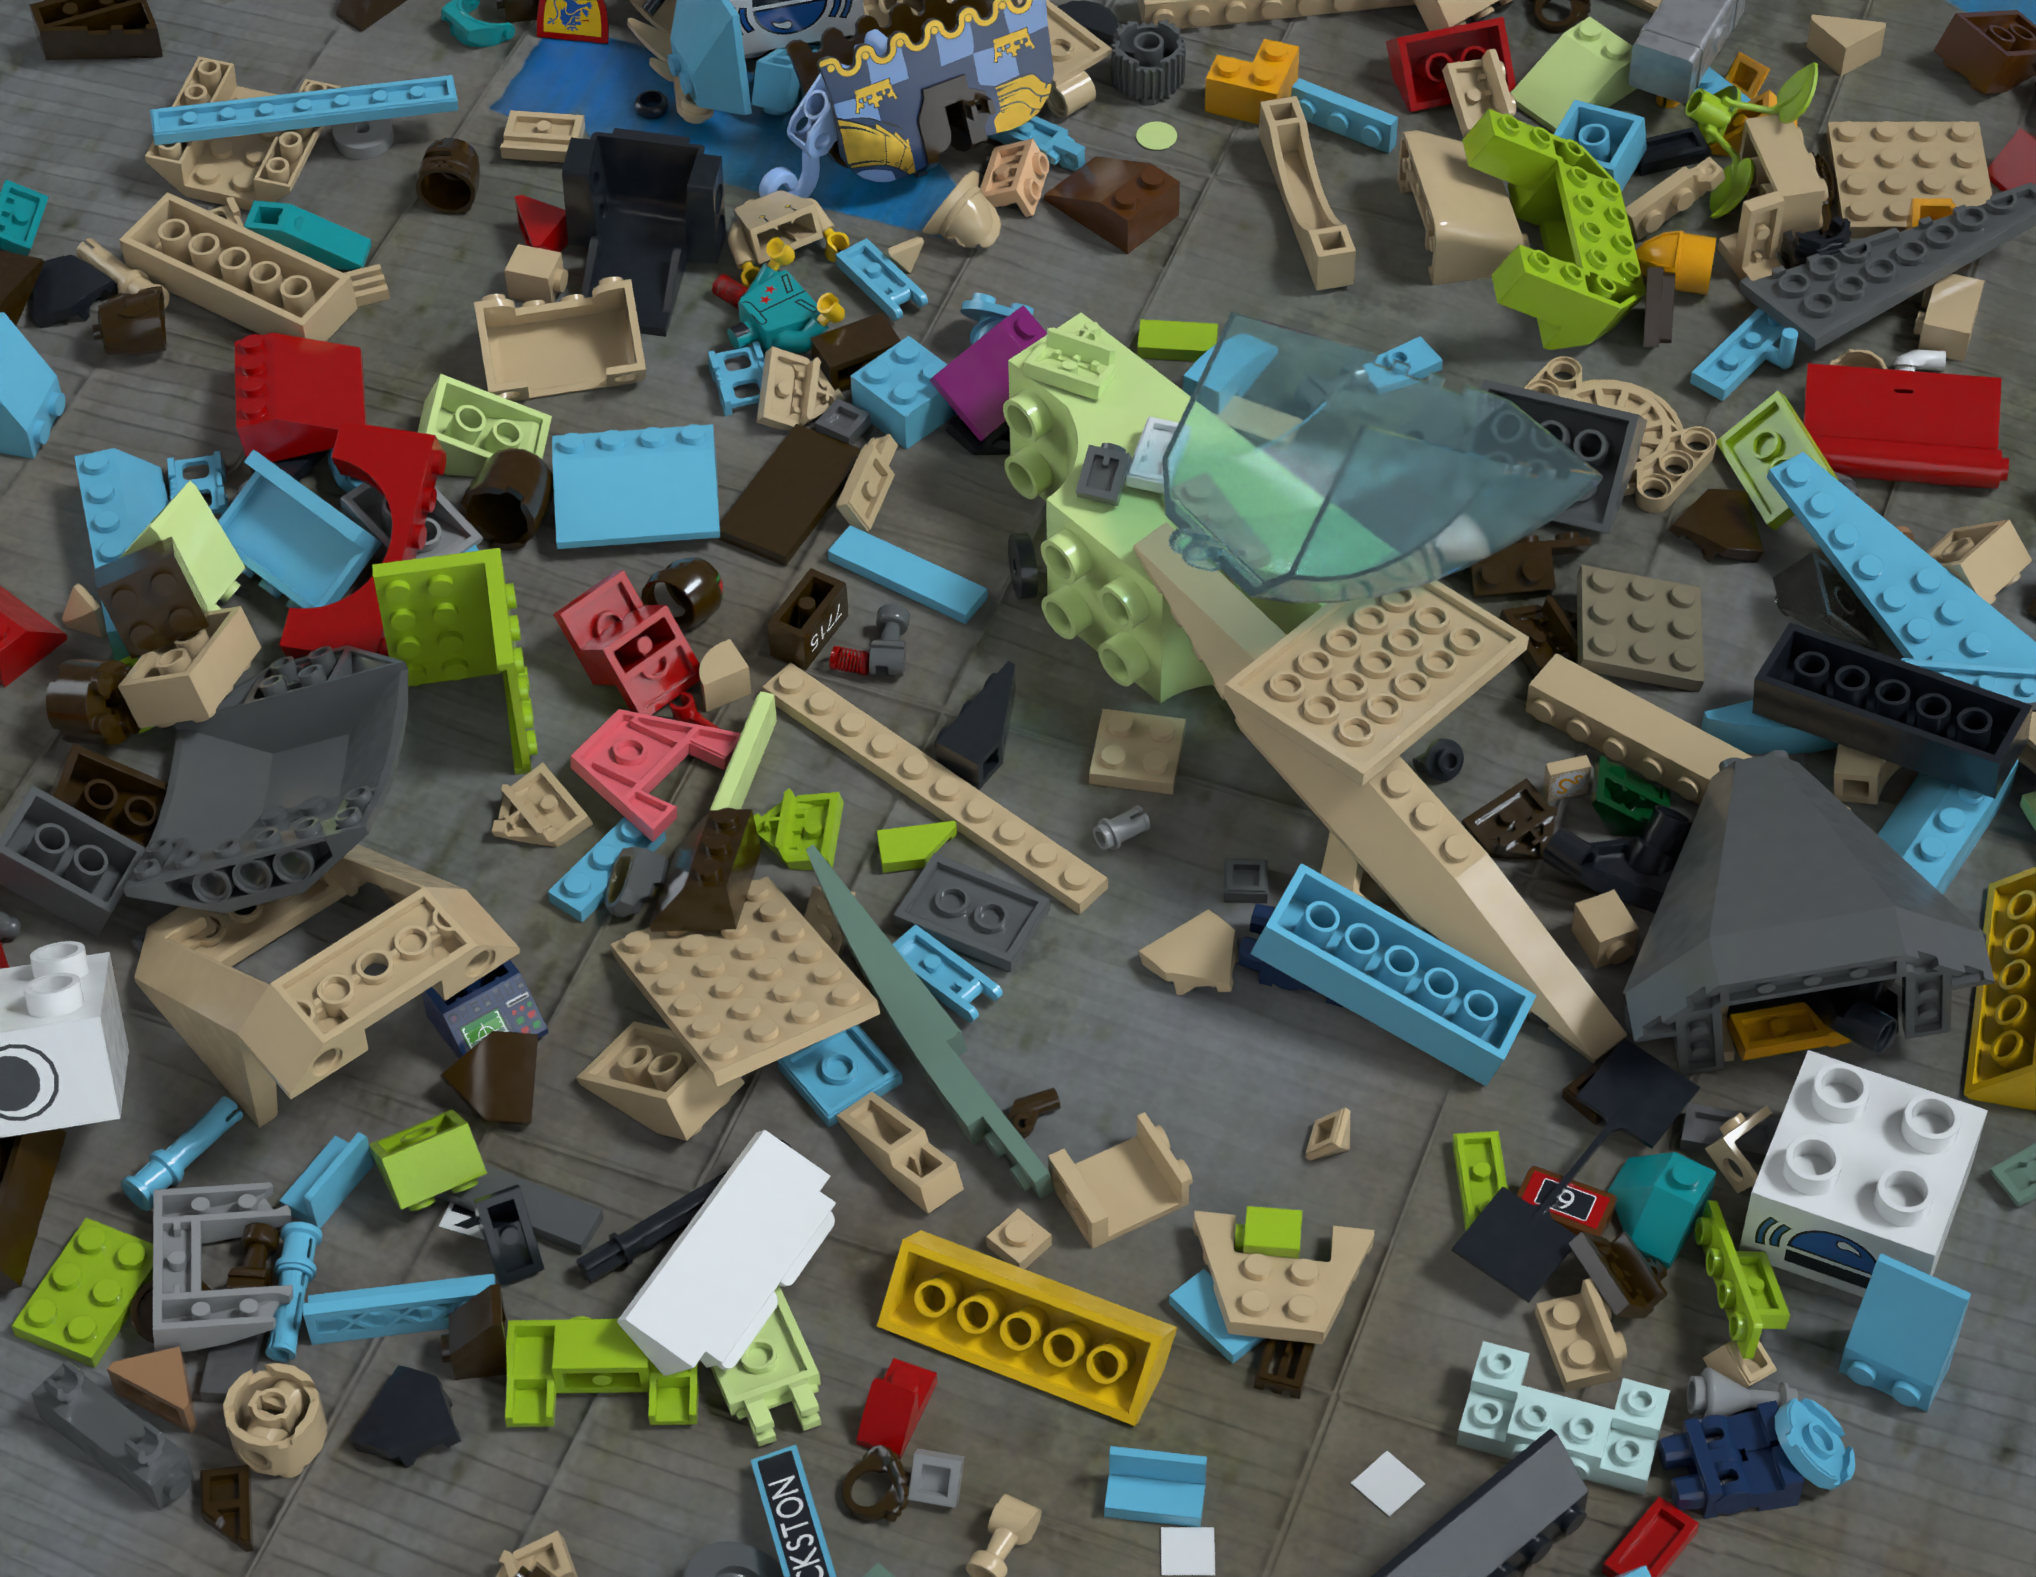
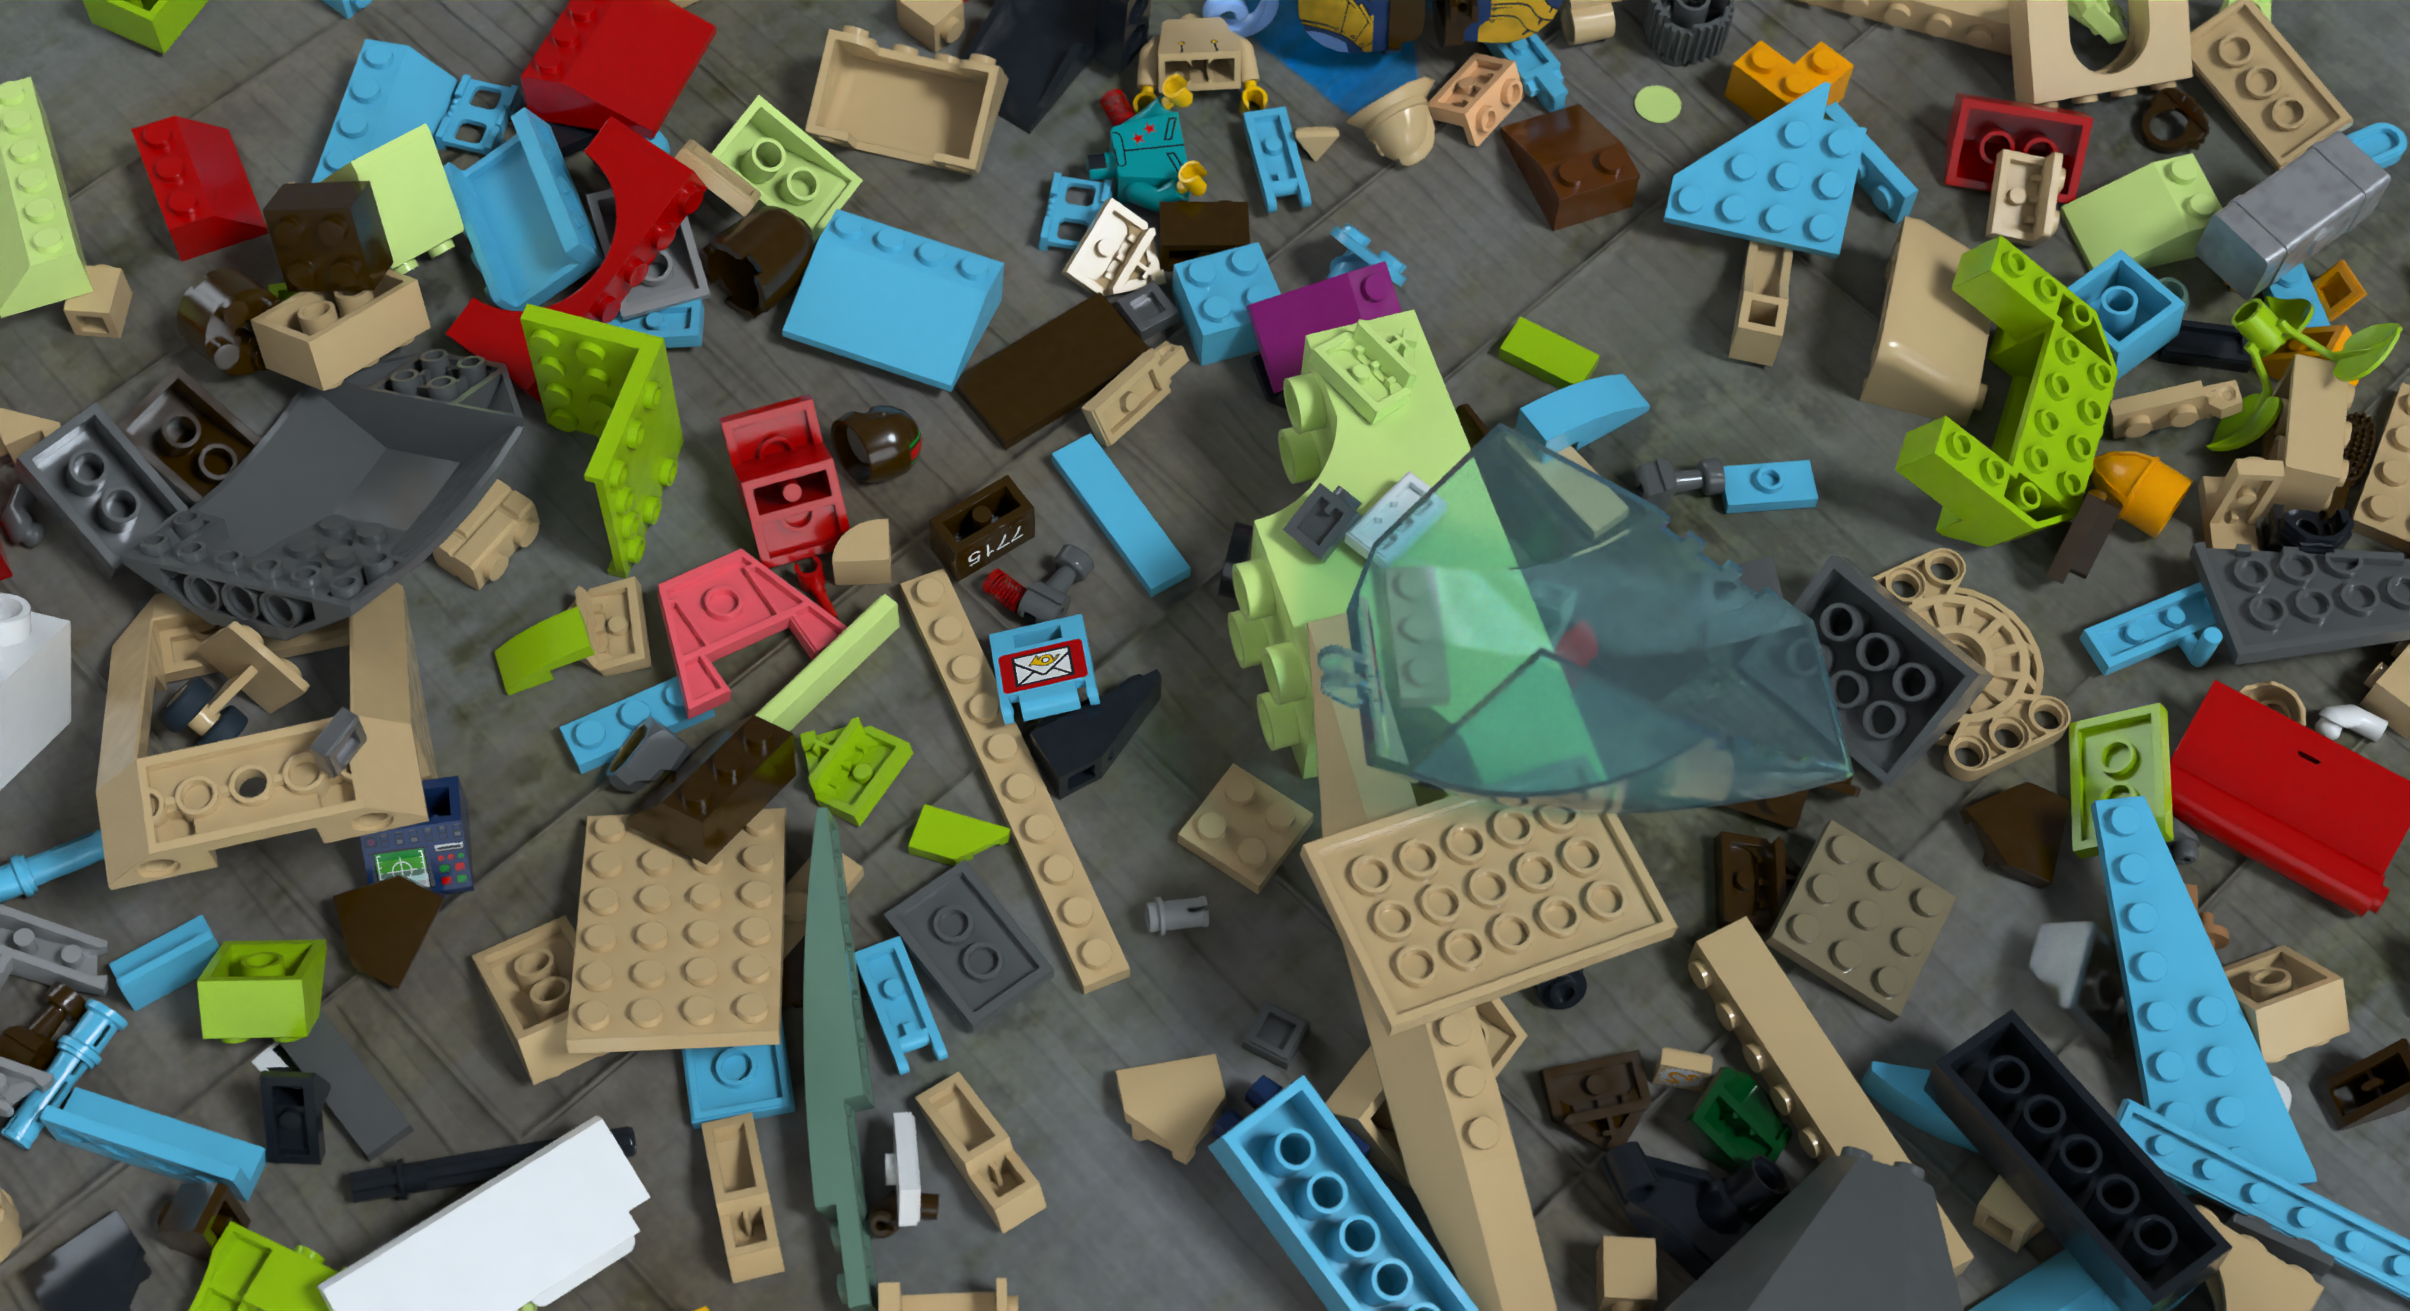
camera: 20 degrees right, 10 degrees up
(273, 936) = (249, 667): none -> tan plate
(410, 787) = (489, 536): none -> tan brick
(435, 902) = (338, 742): none -> flat silver tile
(454, 447) = (719, 177): none -> tan tile
(496, 844) = (550, 644): none -> lime slope
(917, 693) = (1043, 668): none -> medium azure container
(1020, 1074) = (903, 1169): none -> white plate
(1069, 1046) = (981, 1152): none -> tan slope
(1287, 147) = (1777, 181): none -> medium azure wing

